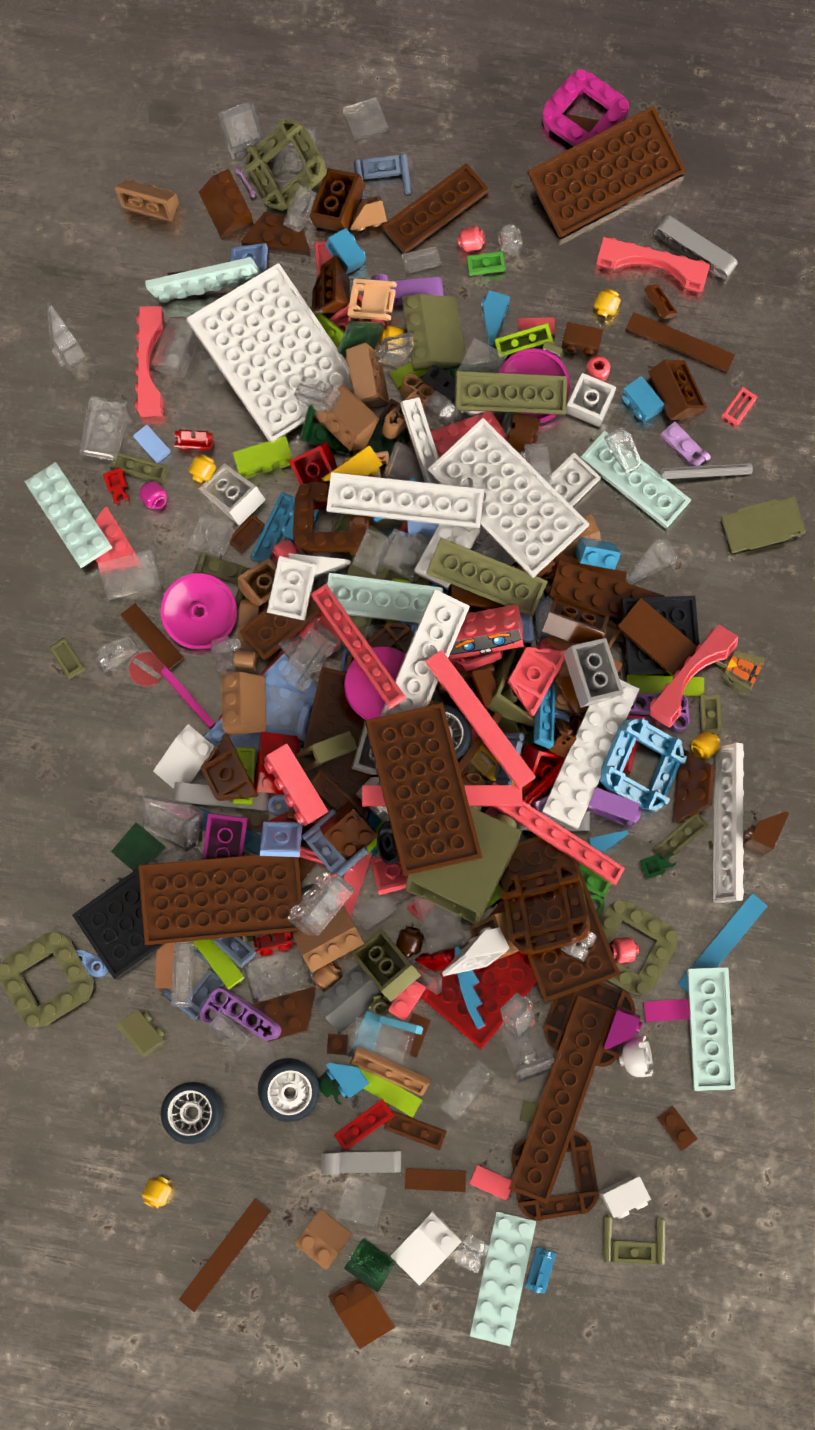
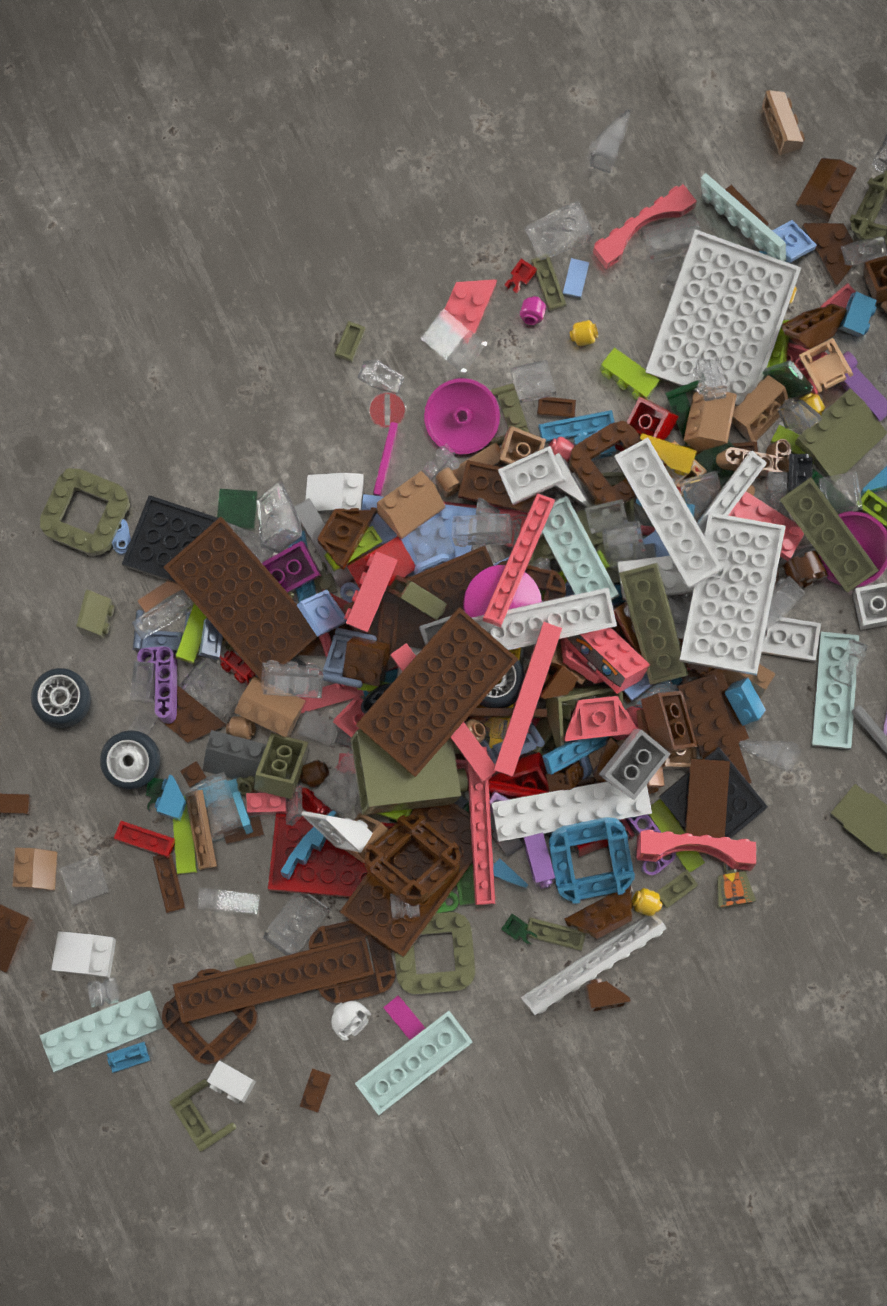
camera: 50 degrees right, 0 degrees up
(68, 515) = (467, 256): light aqua plate -> none
(152, 636) = (415, 395): reddish brown tile -> none
(202, 439) = (607, 315): red hinge -> none
(232, 494) = (580, 372): white slope -> none
(238, 170) = (865, 176): lavender hinge -> none
(360, 1162) = (113, 856): light grey beam -> none
(370, 1265) = (39, 918): clear green tile -> none
(435, 1180) = (141, 925): reddish brown tile -> none
(491, 1182) = (169, 970): coral tile -> none
(518, 1015) = (314, 898): clear brick -> none
(622, 1027) = (363, 988): magenta slope -> none
(624, 950) = (428, 949): coral head -> none
(728, 936) = (502, 1028): dark azure tile -> none

